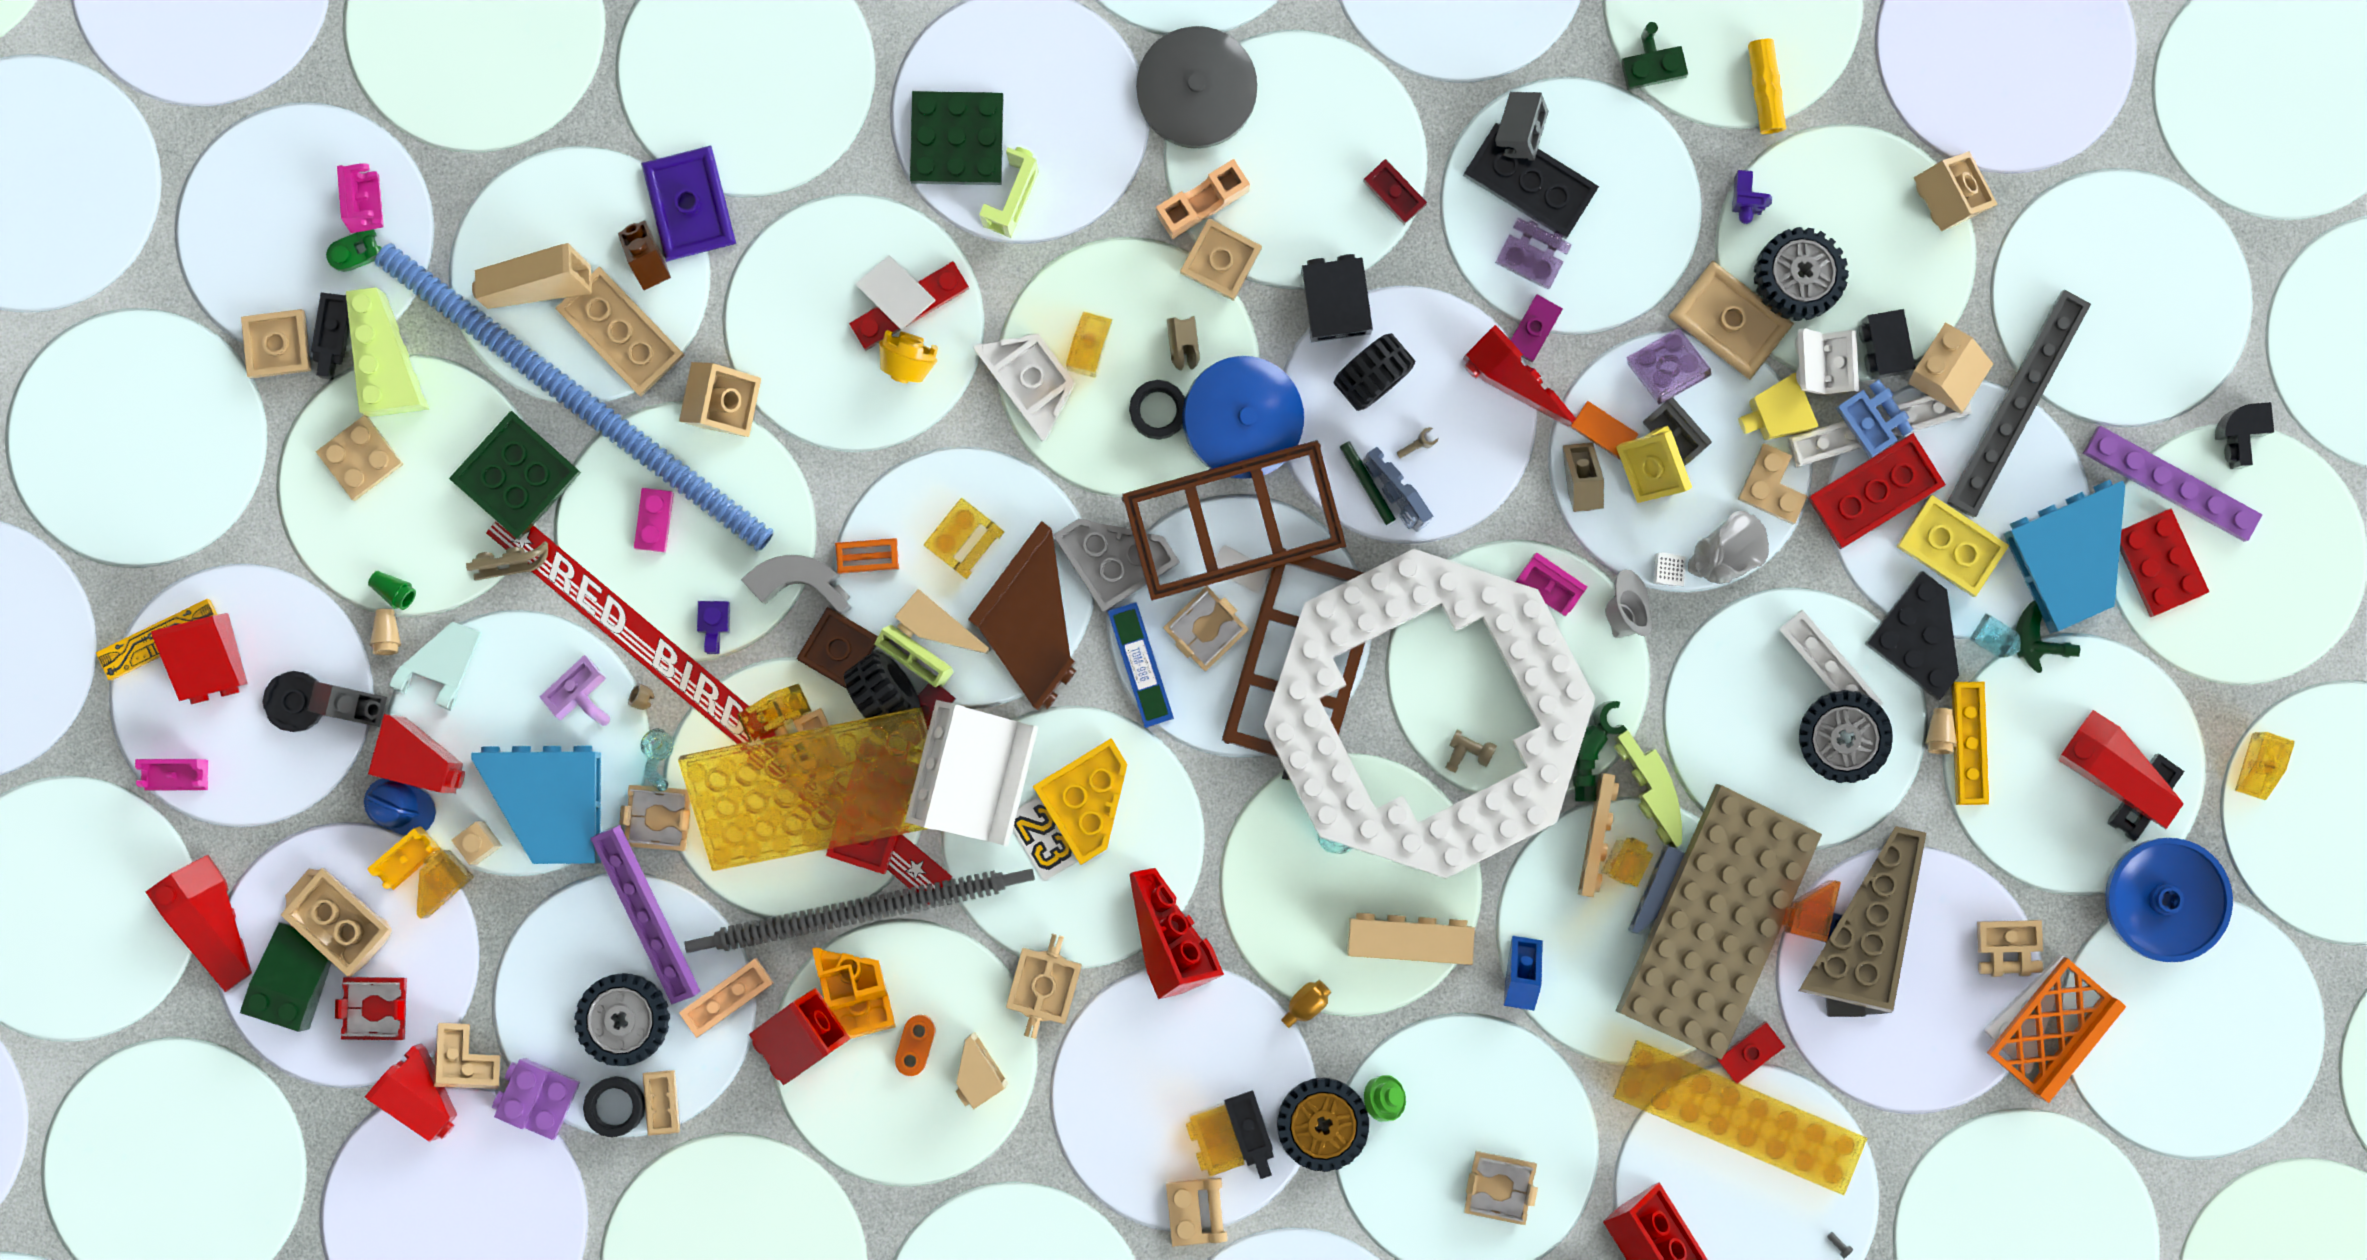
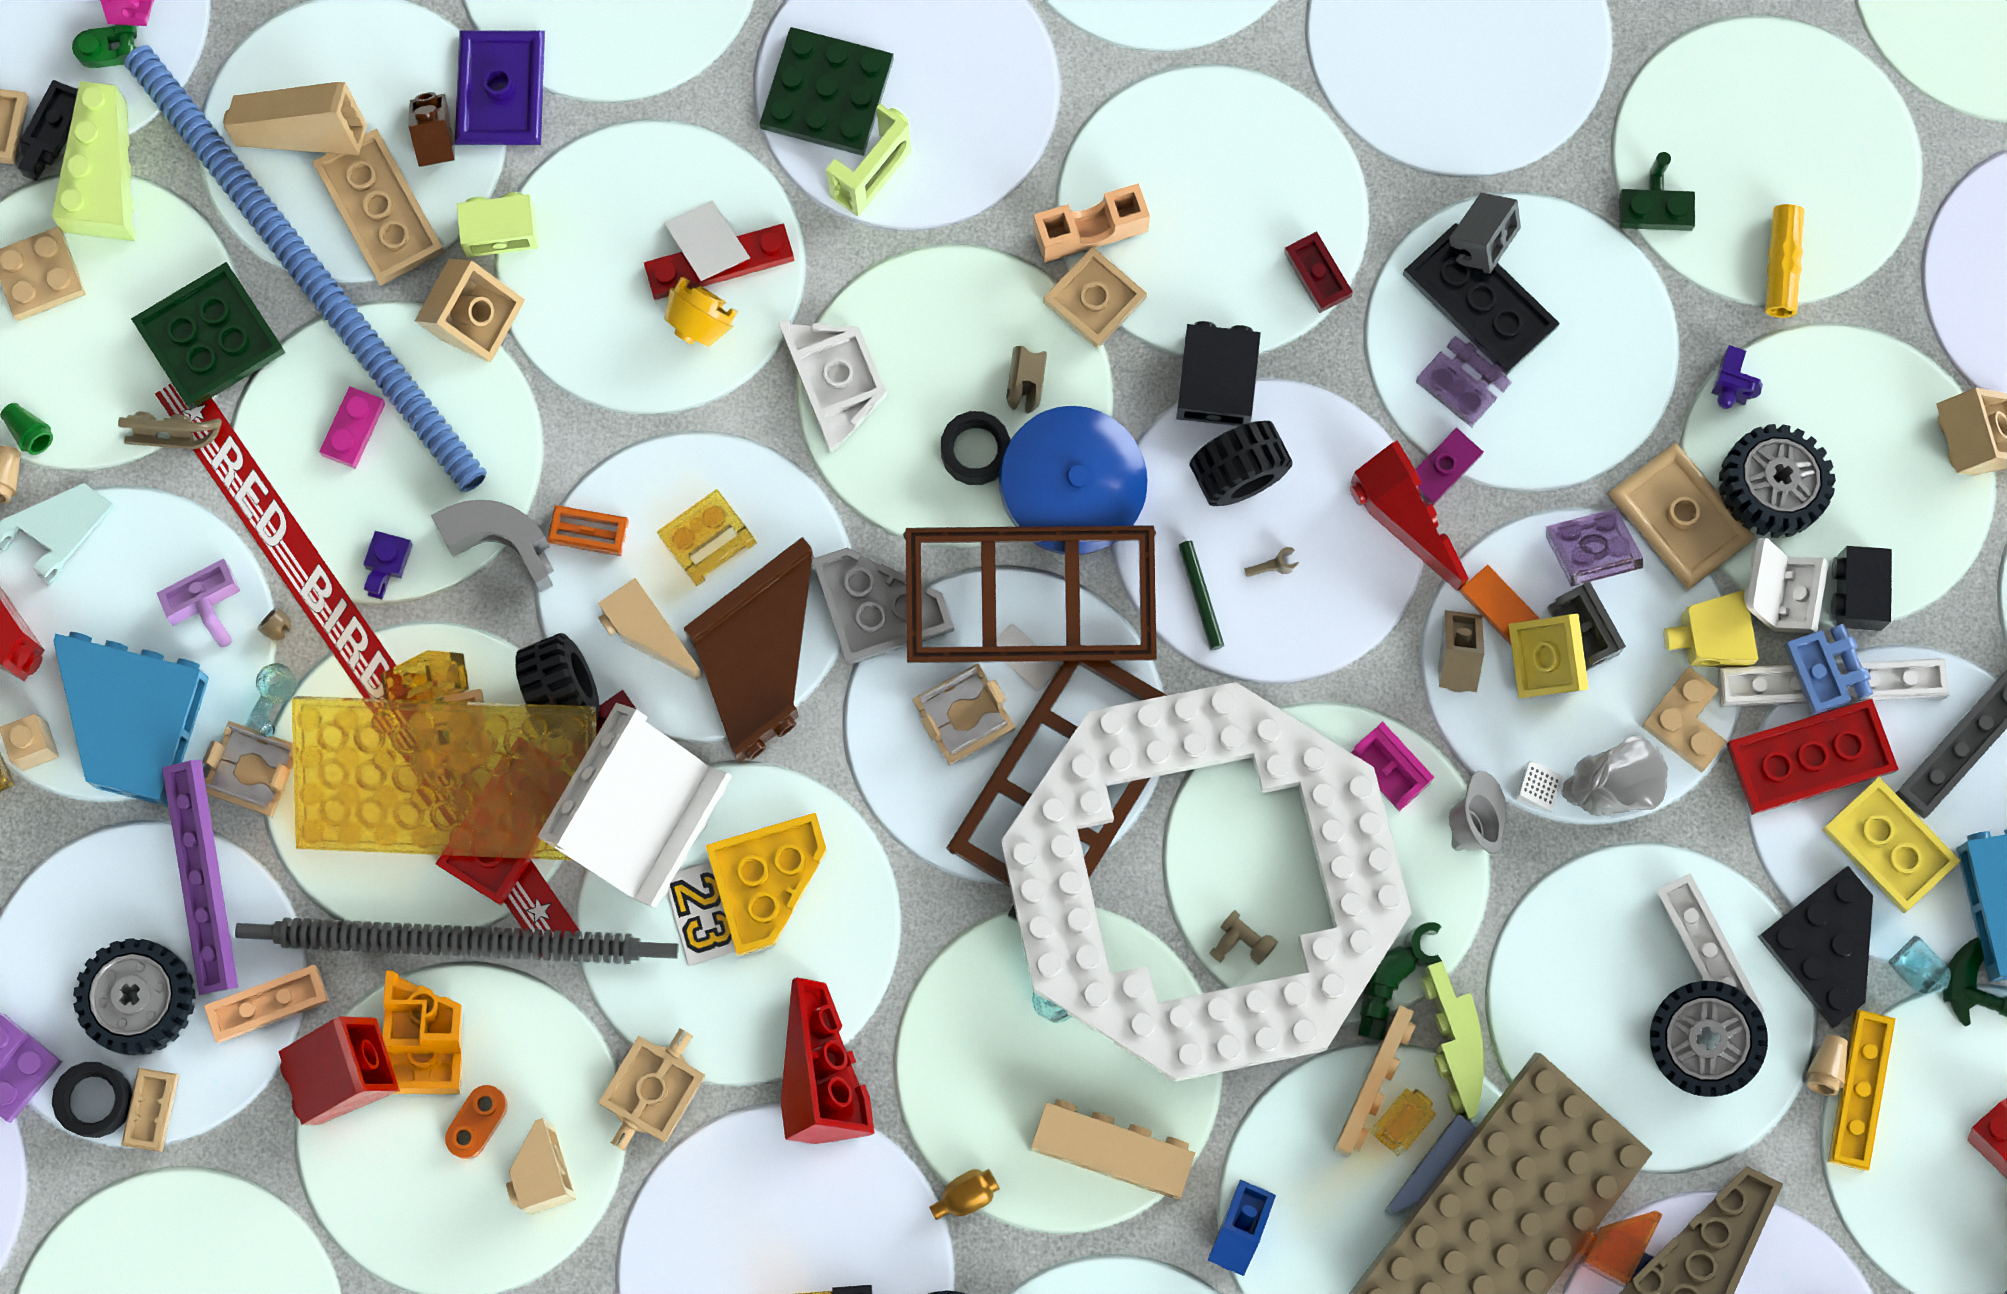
camera: 15 degrees right, 10 degrees down
(721, 322) = (497, 224): none -> yellowish green brick
(836, 646) = (519, 620): reddish brown tile -> none
(916, 652) = (612, 652): yellowish green piece -> none
(1088, 344) = (913, 356): clear yellow slope -> none
(1140, 665) = (874, 738): tile -> none
(1196, 87) = (1118, 102): dark grey dish -> none
(1413, 508) = (1236, 610): sand blue plate -> none
(1951, 368) = (1934, 633): tan slope -> none

